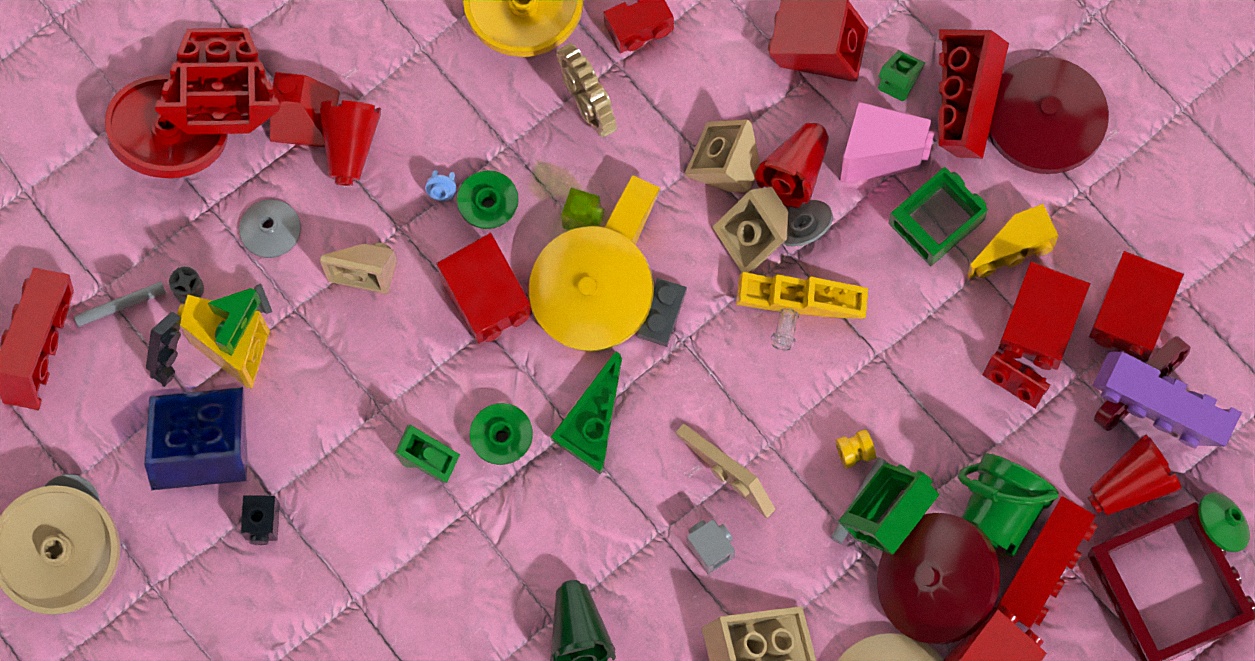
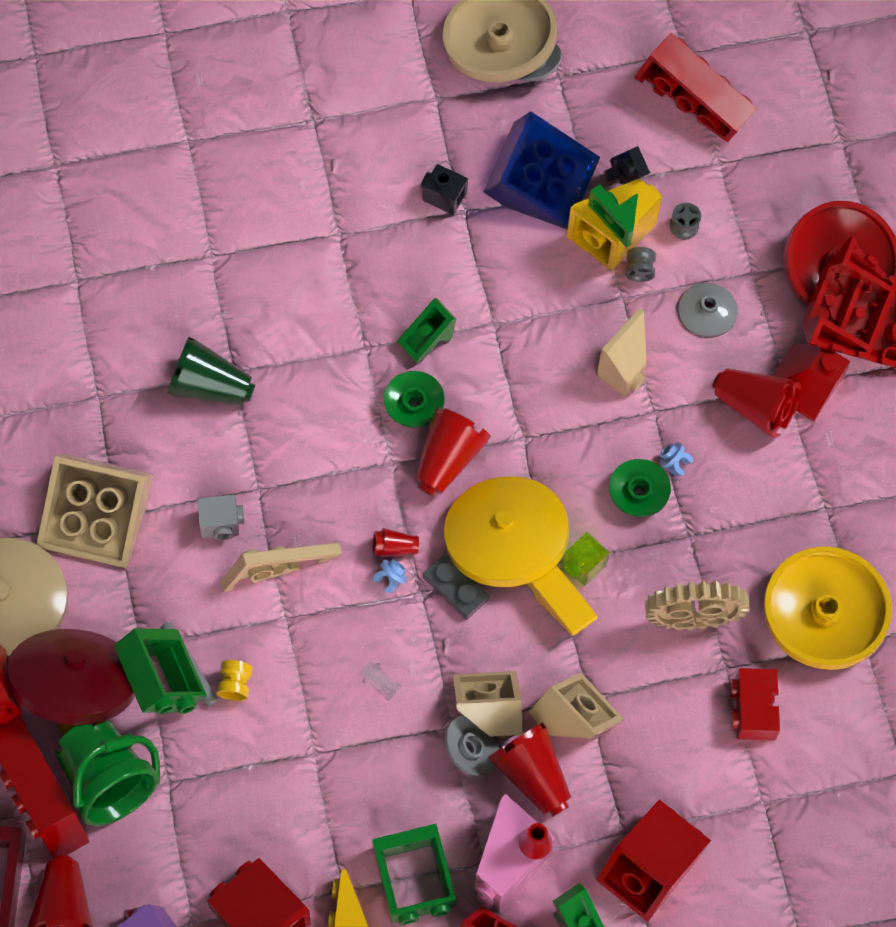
camera: 110 degrees right, 5 degrees down
(119, 304) = (696, 167): light grey bar -> none
(484, 289) = (551, 441): red slope -> none
(540, 375) = (447, 450): none -> red cone
(588, 424) = (385, 474): green wing -> none
(653, 382) = (393, 544): none -> red cone
(679, 367) = (395, 573): none -> light blue plate
(806, 297) = (403, 712): yellow slope -> none
(874, 108) = (535, 848): none -> red cone
(1005, 372) = (207, 864): red hinge -> none

